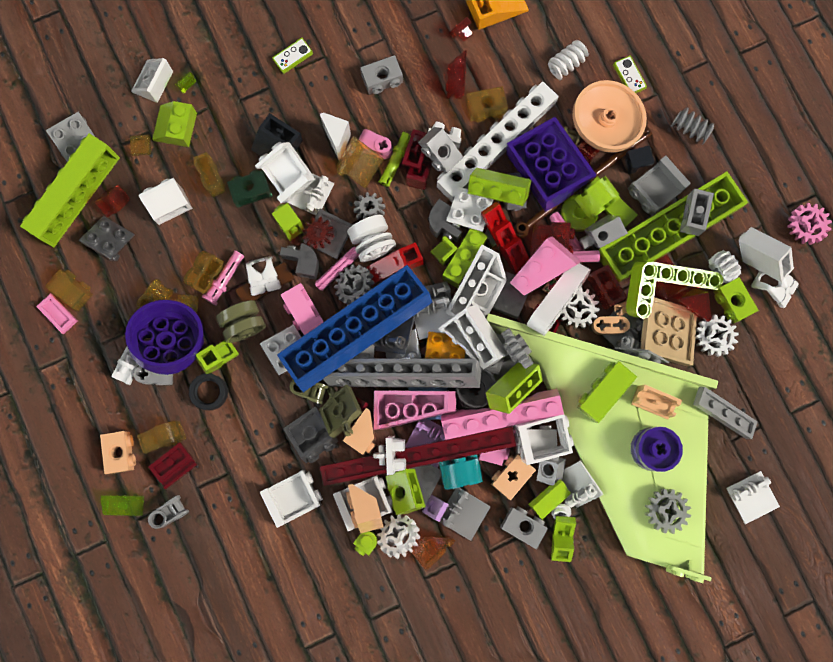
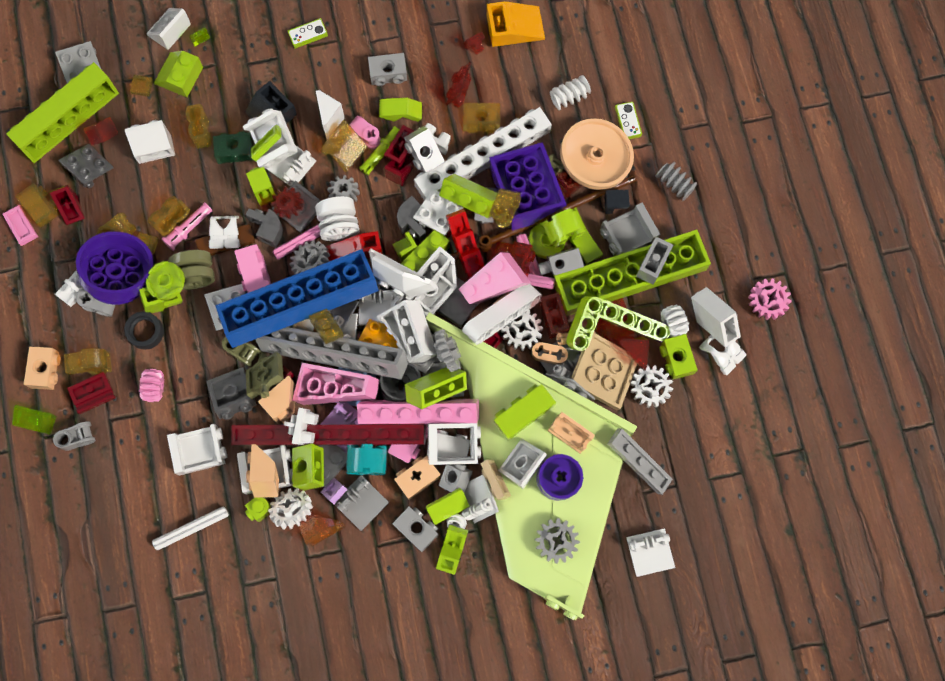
camera: 10 degrees right, 5 degrees down
(99, 282) = (67, 204): none -> dark red slope
(220, 340) = (165, 280): none -> lime tile
(231, 445) = (151, 385): none -> bright pink gear
(283, 177) = (266, 142): none -> lime tile
(304, 576) = (190, 528): none -> white axle
(391, 351) = (326, 326): none -> clear yellow plate
(401, 113) = (396, 108): none -> lime slope
(449, 284) = (399, 277): none -> white wedge
(538, 188) = (505, 207): none -> clear yellow piece
(597, 472) = (498, 486): none -> tan plate
(617, 443) = (522, 463): none -> white slope

